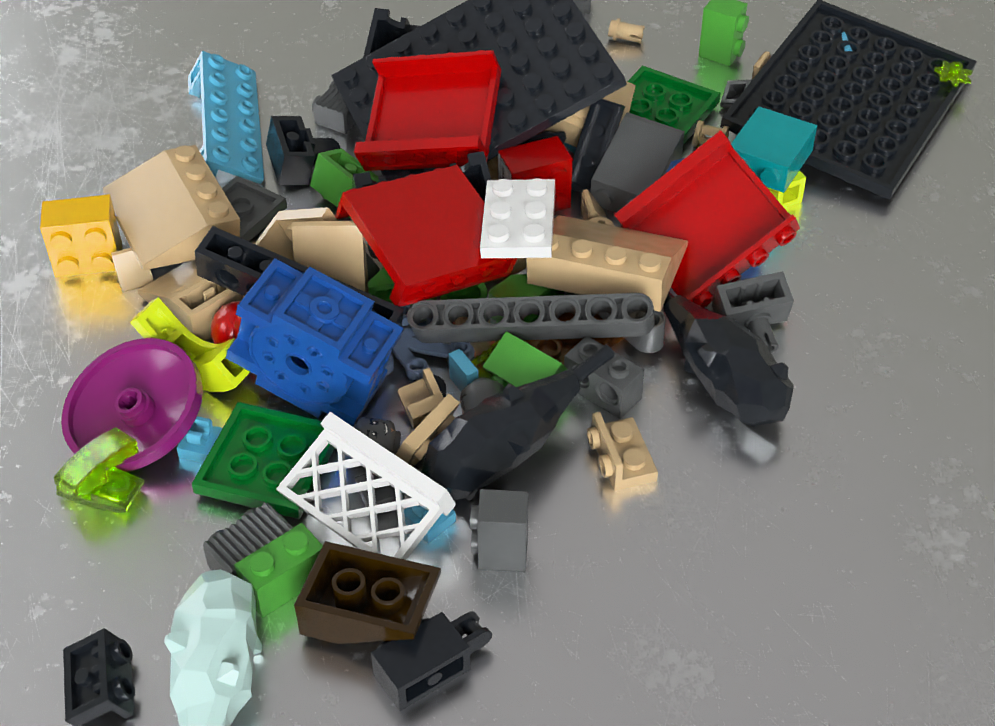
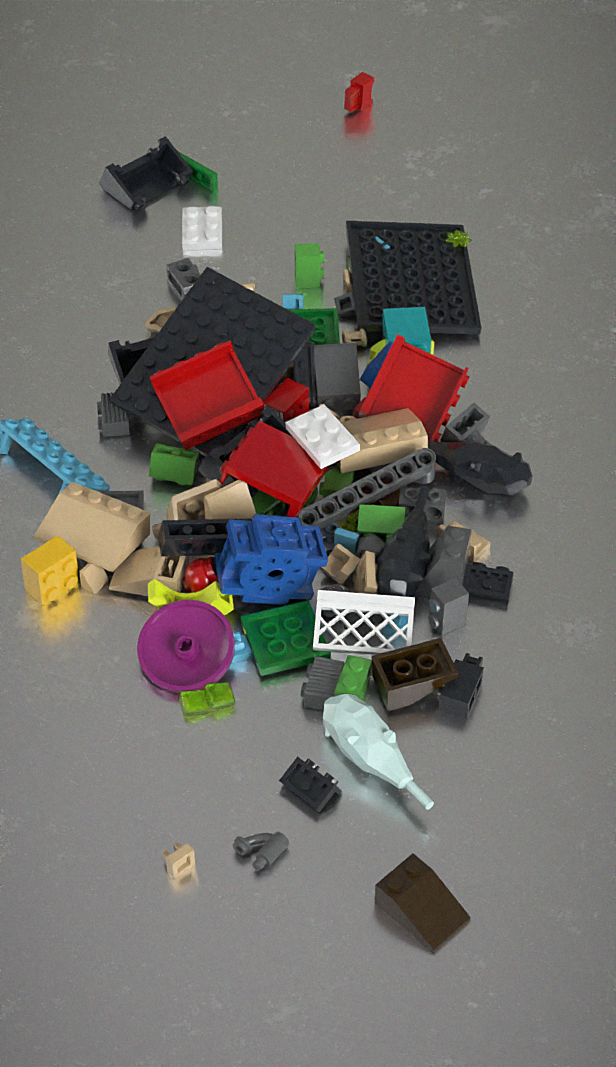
camera: 35 degrees left, 0 degrees up
(88, 466) = (203, 683): clear neon green slope -> none
(294, 149) = (119, 458): black brick -> none
(559, 472) = (449, 559): none -> dark grey slope
(601, 526) = (488, 581): none -> black bracket
(671, 64) = (292, 301): none -> medium azure tile

